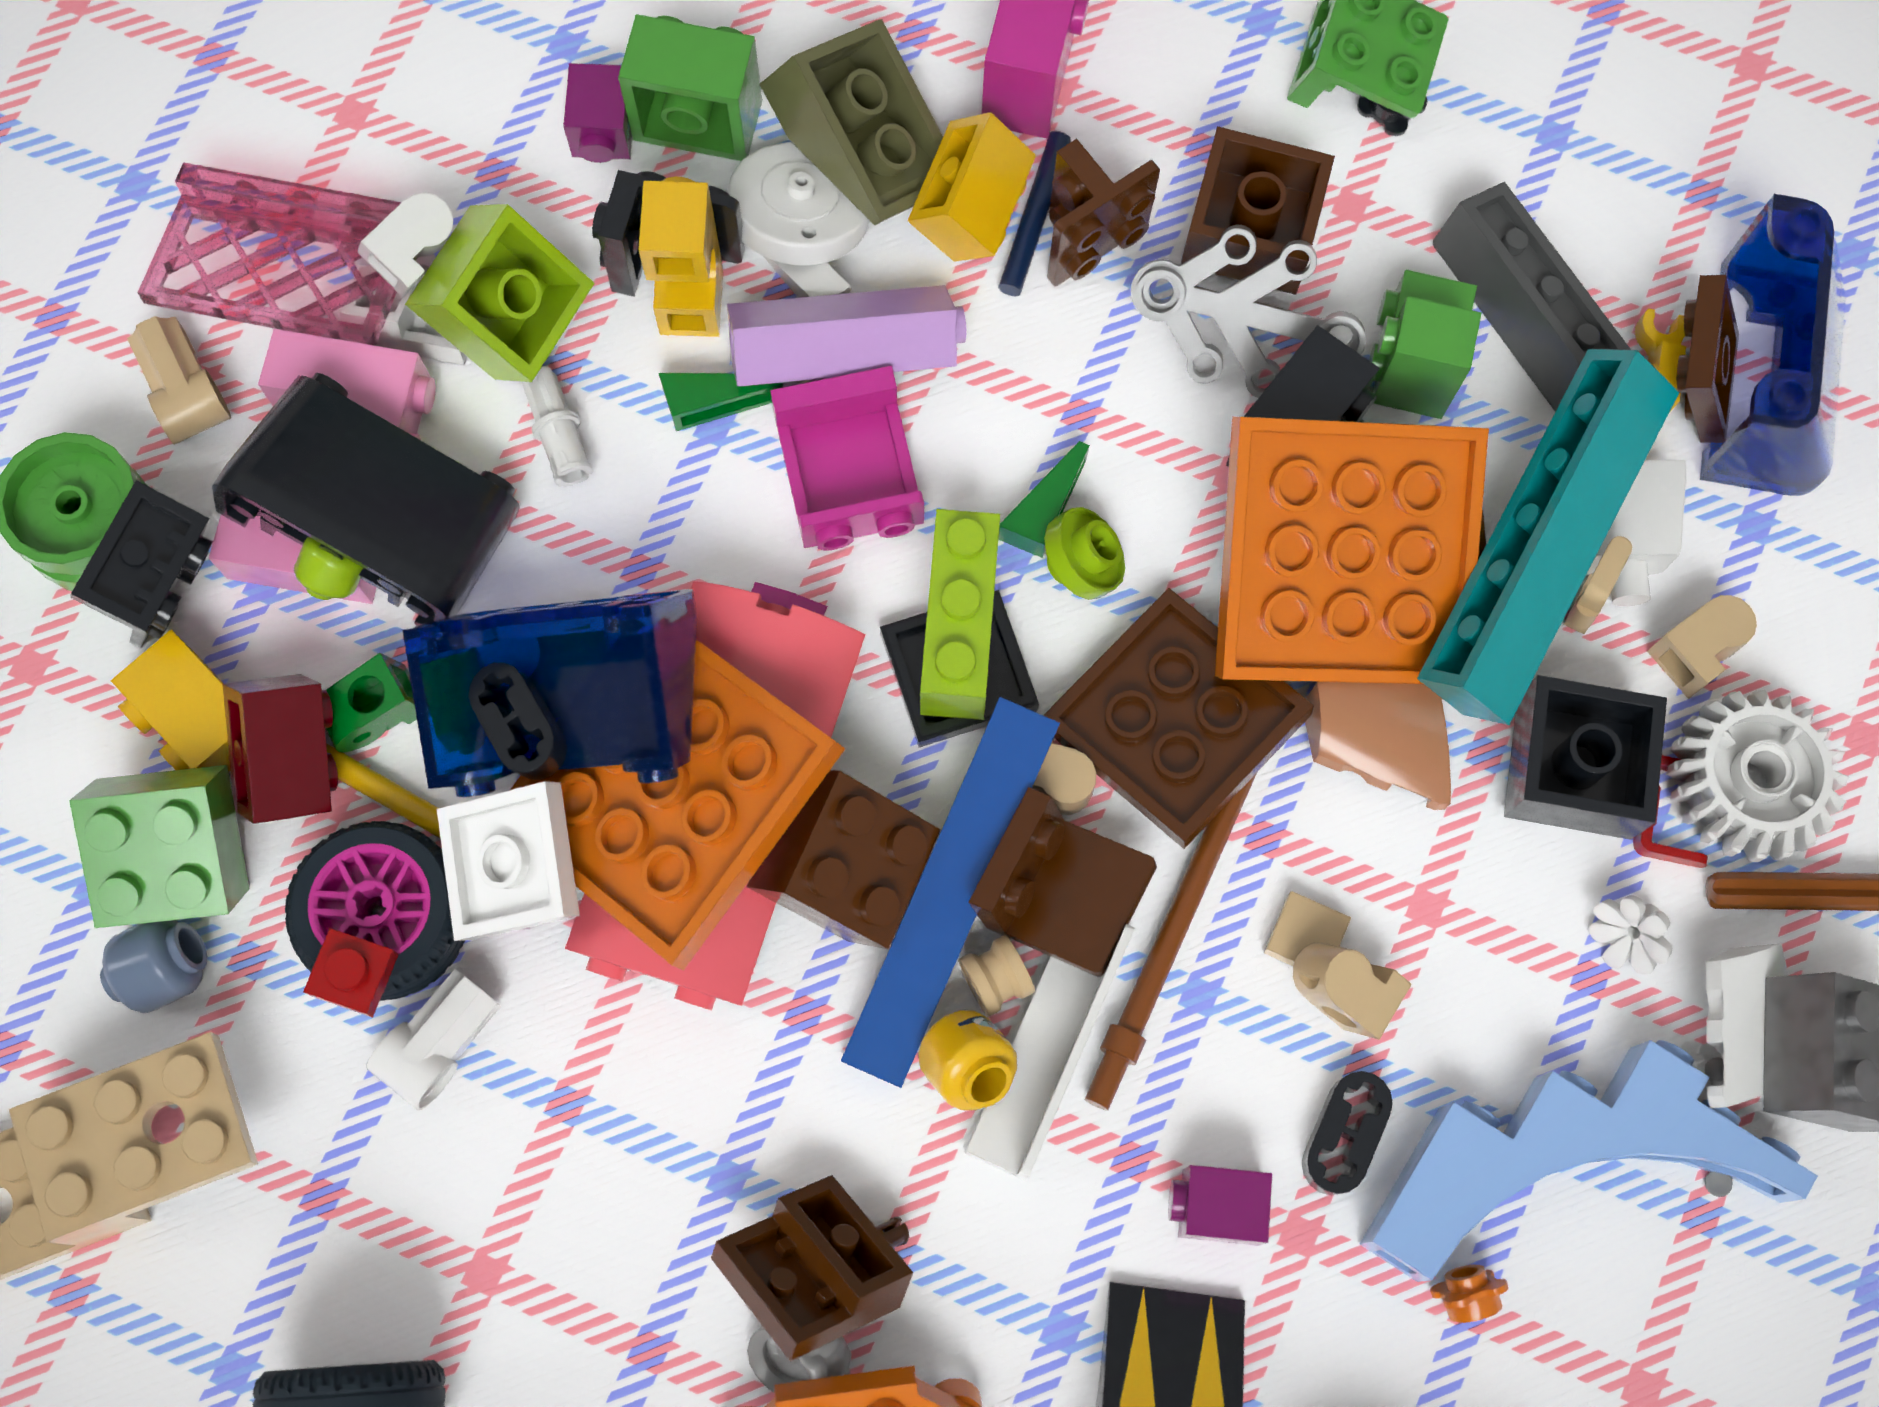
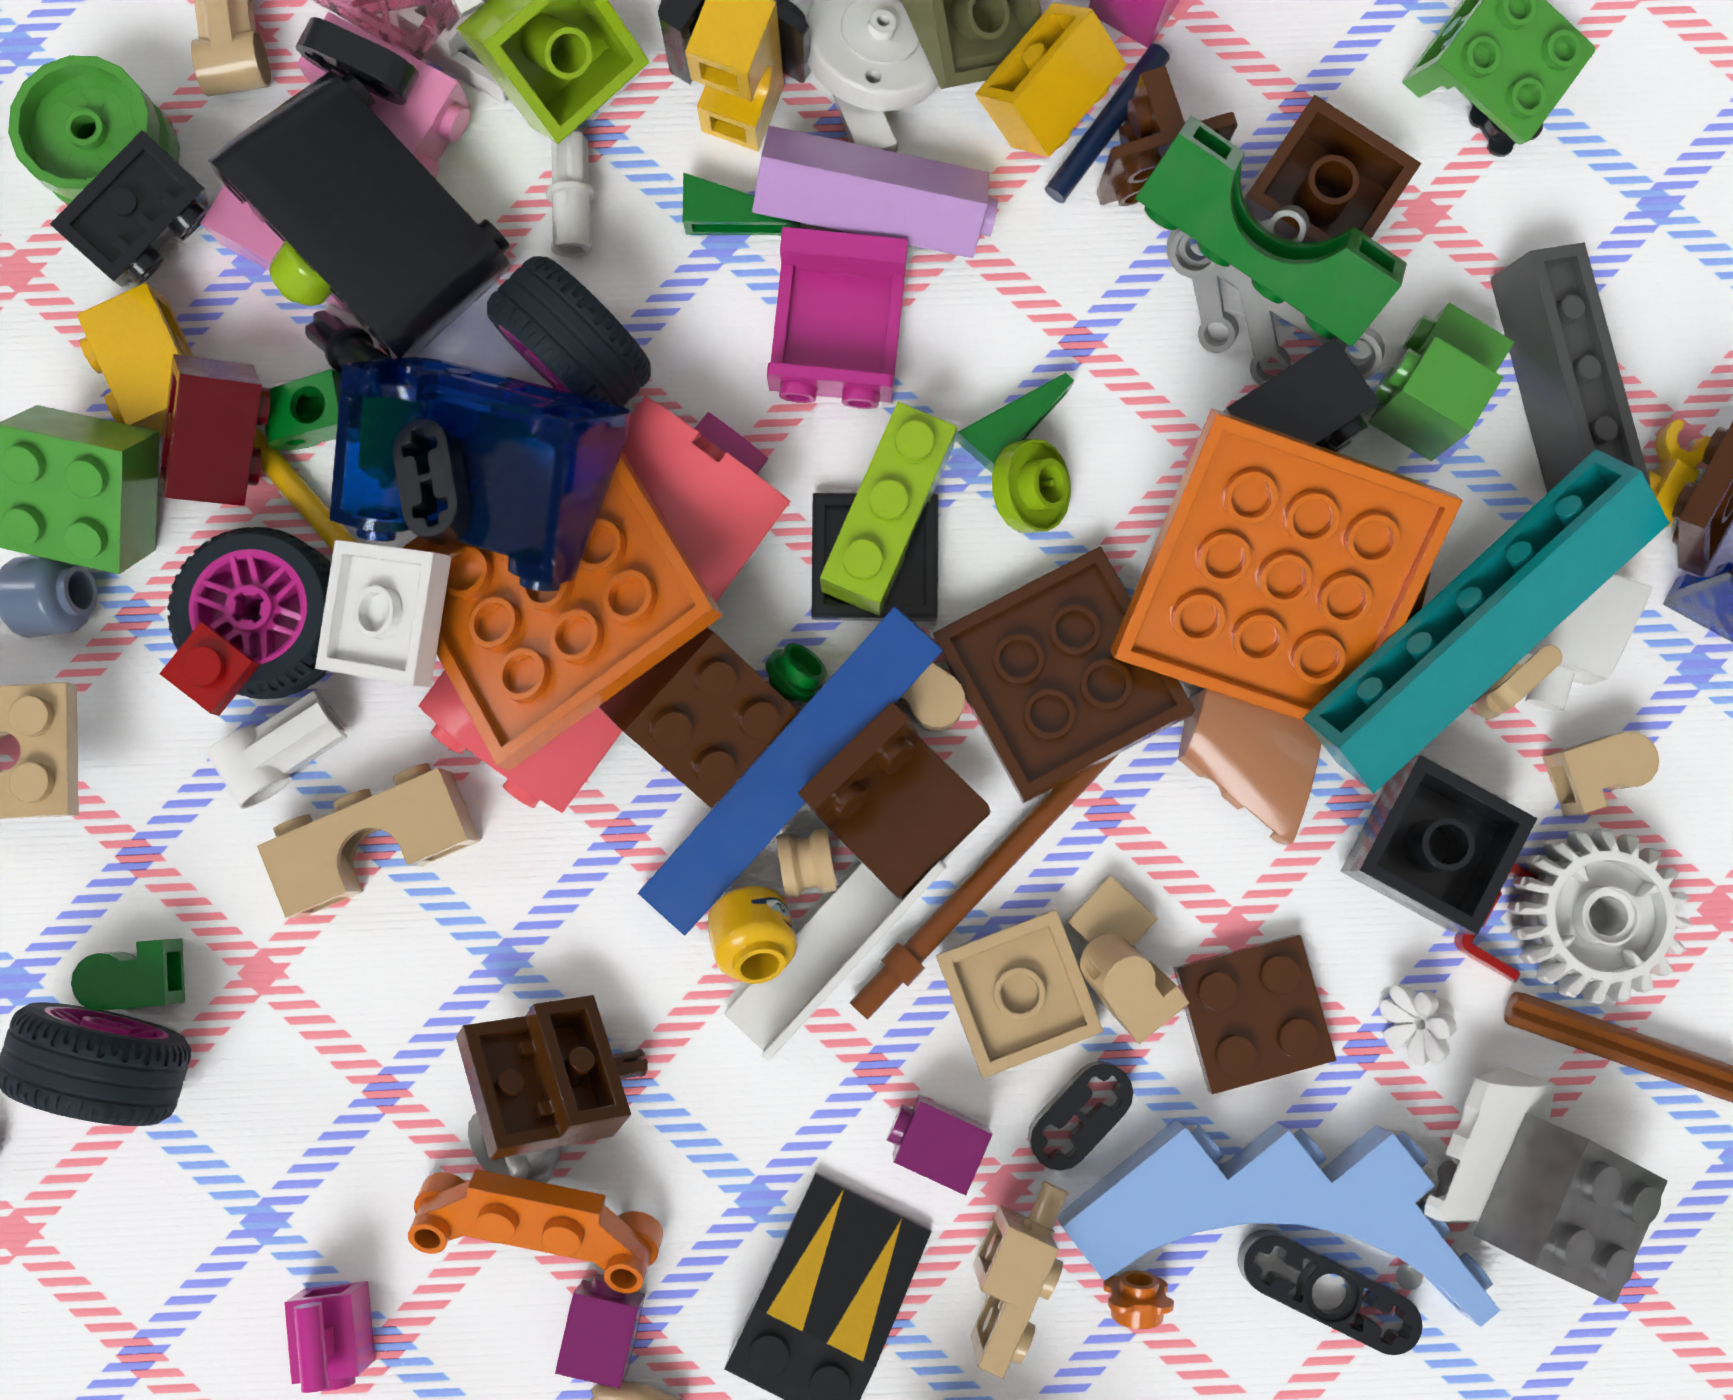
camera: 20 degrees right, 10 degrees up
(345, 360) = (343, 51): none -> black beam
(350, 1327) = (130, 981): none -> green leg
(377, 628) = (340, 341): none -> black axle
(507, 1132) = (315, 859): none -> tan arch
(599, 544) = (568, 333): none -> black wheel
(923, 796) = (795, 672): none -> green plate
(1245, 1033) = (1019, 993): none -> tan plate
(1300, 276) = (1332, 282): none -> green arch
(1345, 1293) = (1015, 1270): none -> tan plate
(1476, 979) = (1254, 1014): none -> reddish brown plate
(1698, 1211) = (1379, 1296): none -> black beam

